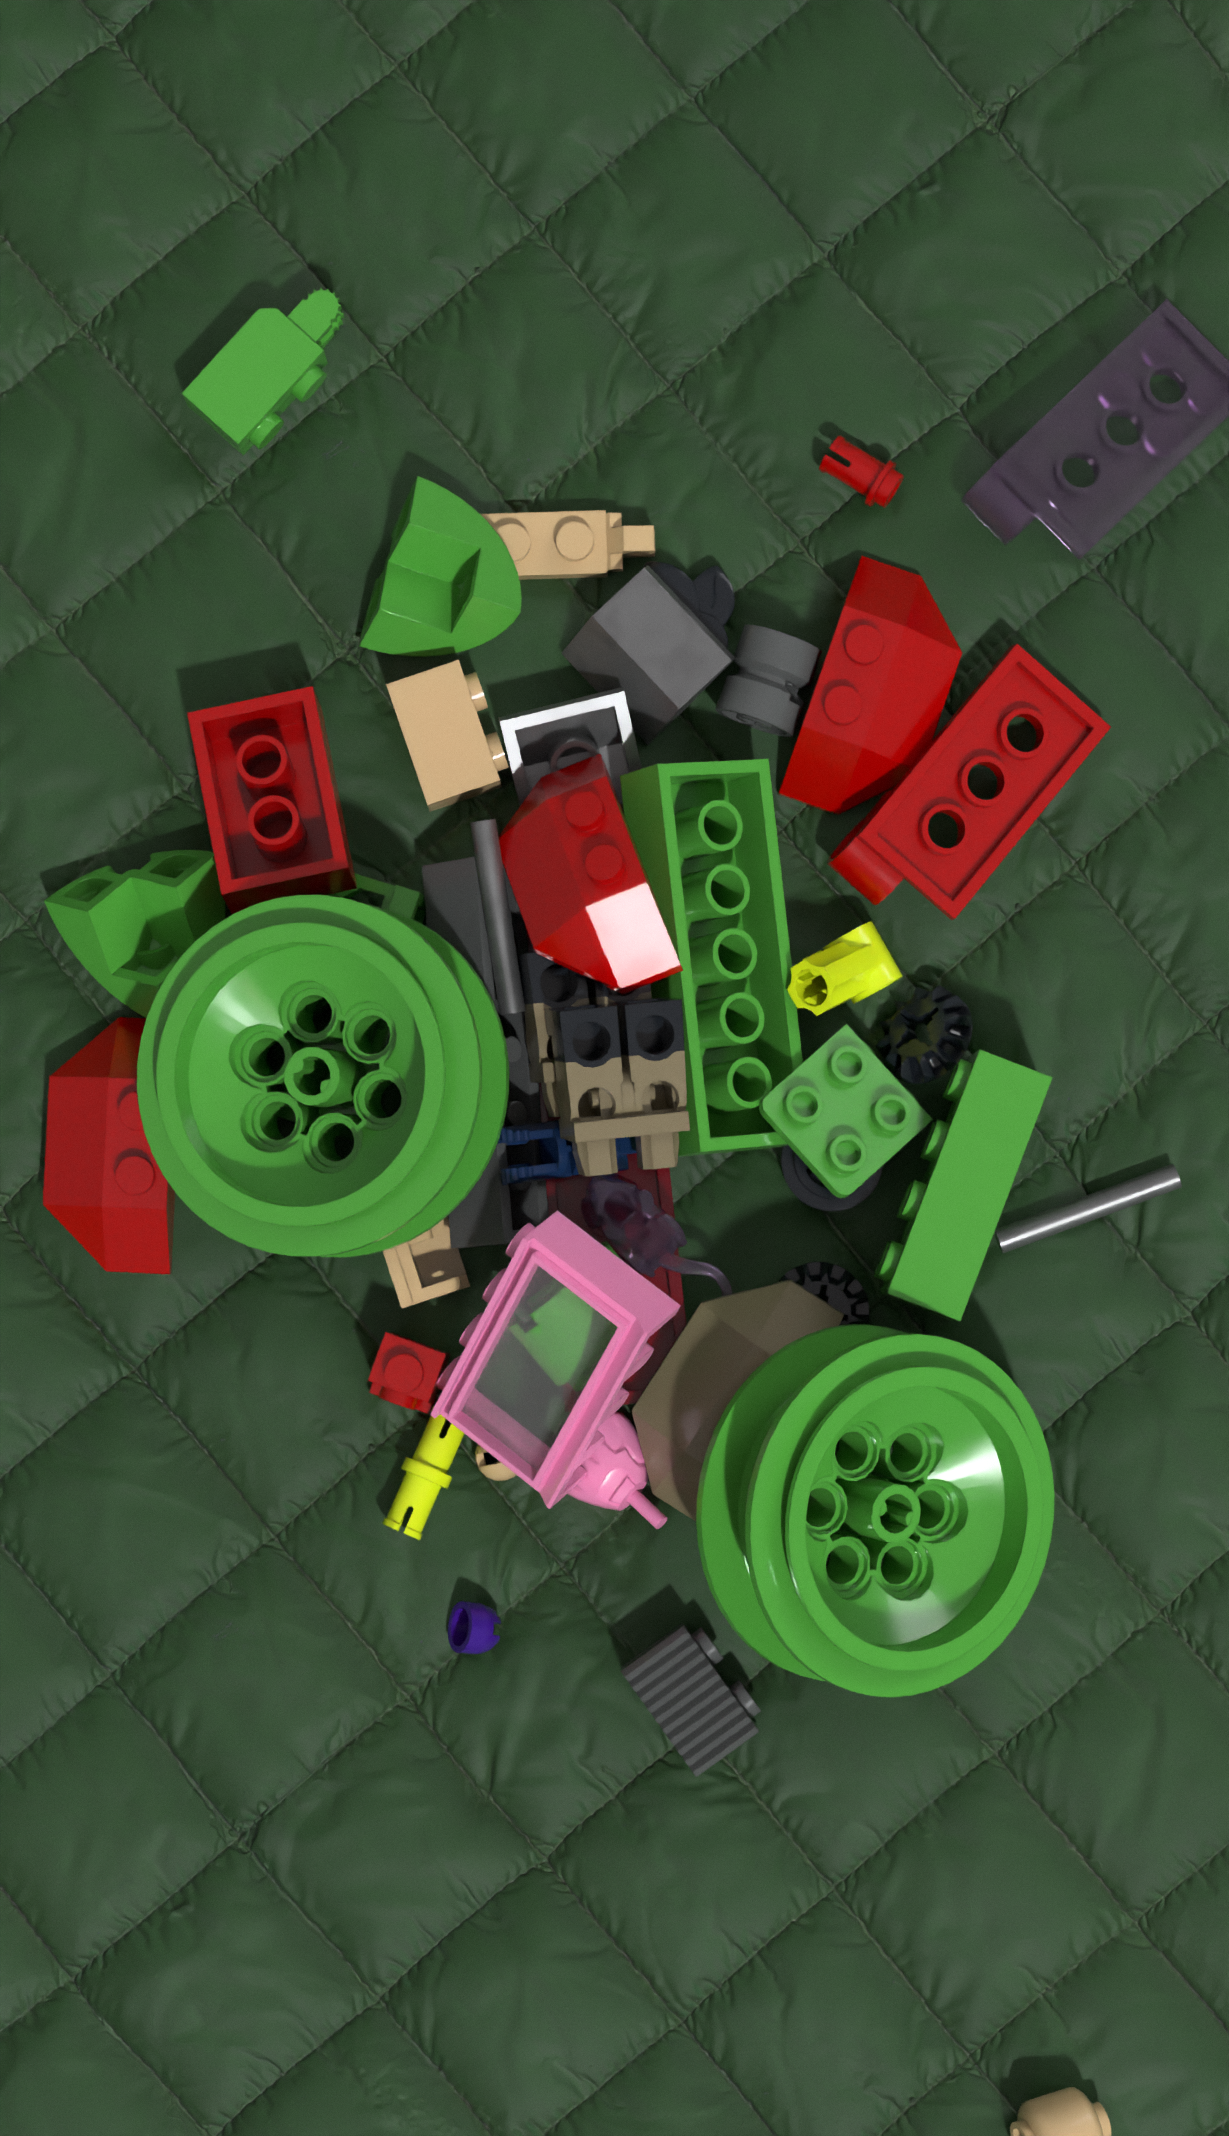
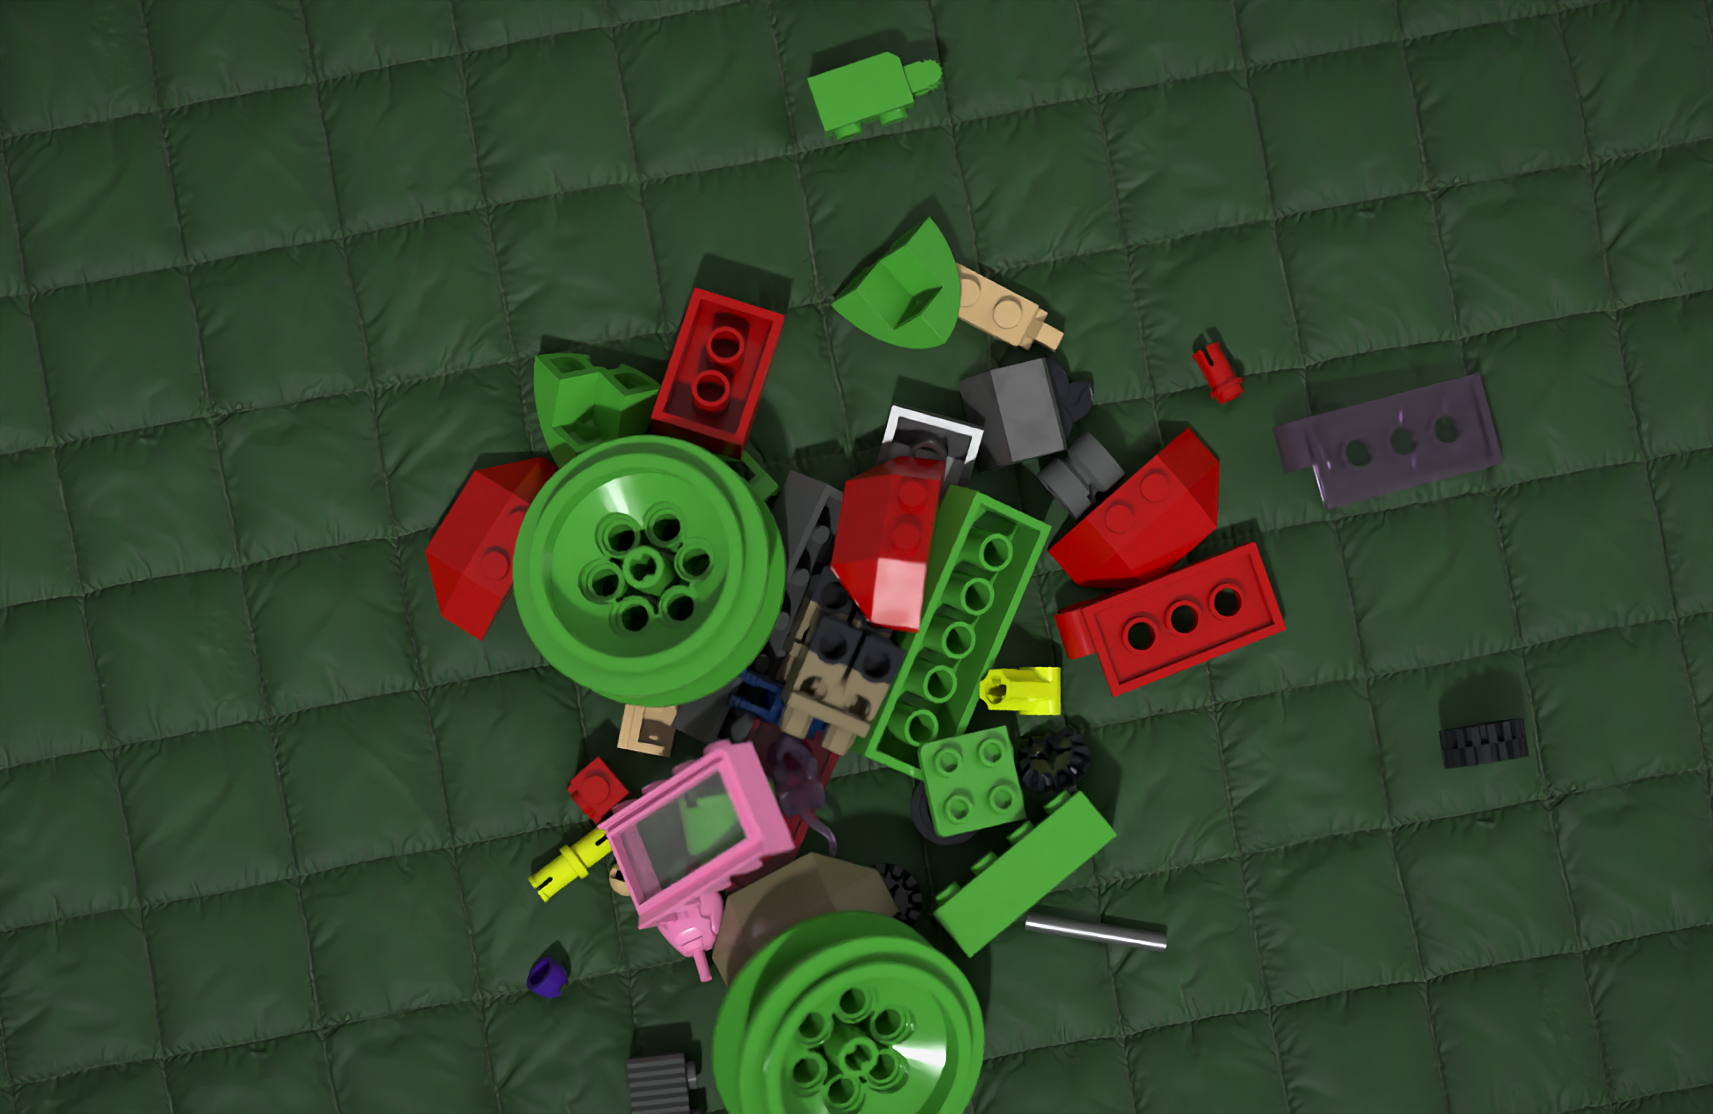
camera: 25 degrees right, 0 degrees up
(445, 734) = (853, 393): tan brick -> none
(497, 916) = (819, 531): flat silver bar -> none

